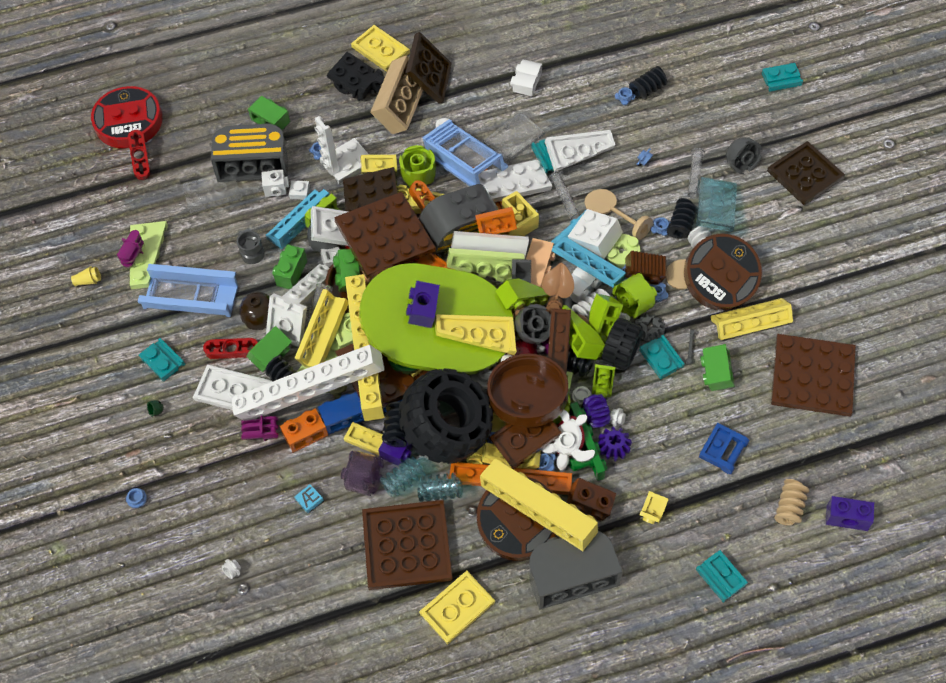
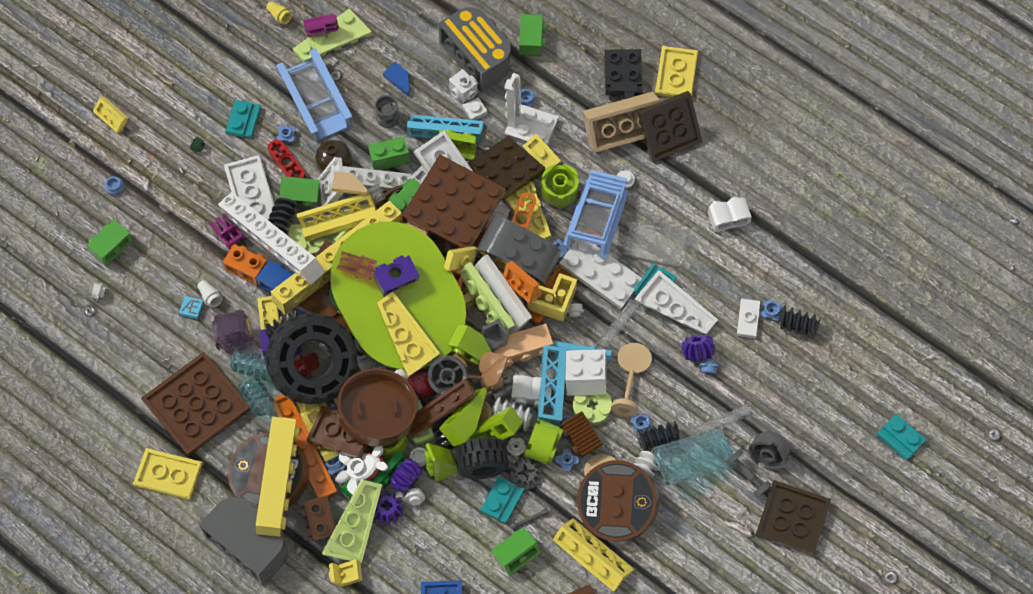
camera: 55 degrees right, 5 degrees up
(64, 461) = (110, 114): none -> light yellow plate
(192, 530) = (109, 242): none -> bright green brick
(205, 329) = (289, 138): none -> medium blue plate
(225, 225) = (398, 77): none -> blue tile
(304, 298) = (348, 184): none -> tan tile
(308, 475) = (210, 295): none -> white cone
(393, 326) = (352, 264): none -> arm
(439, 255) = (459, 257): none -> light yellow plate
(620, 113) = (748, 318): none -> white plate
(621, 478) = (354, 526): none -> yellowish green wing
(626, 153) = (698, 348): none -> dark purple gear
(769, 178) = (748, 473): none -> dark grey wheel

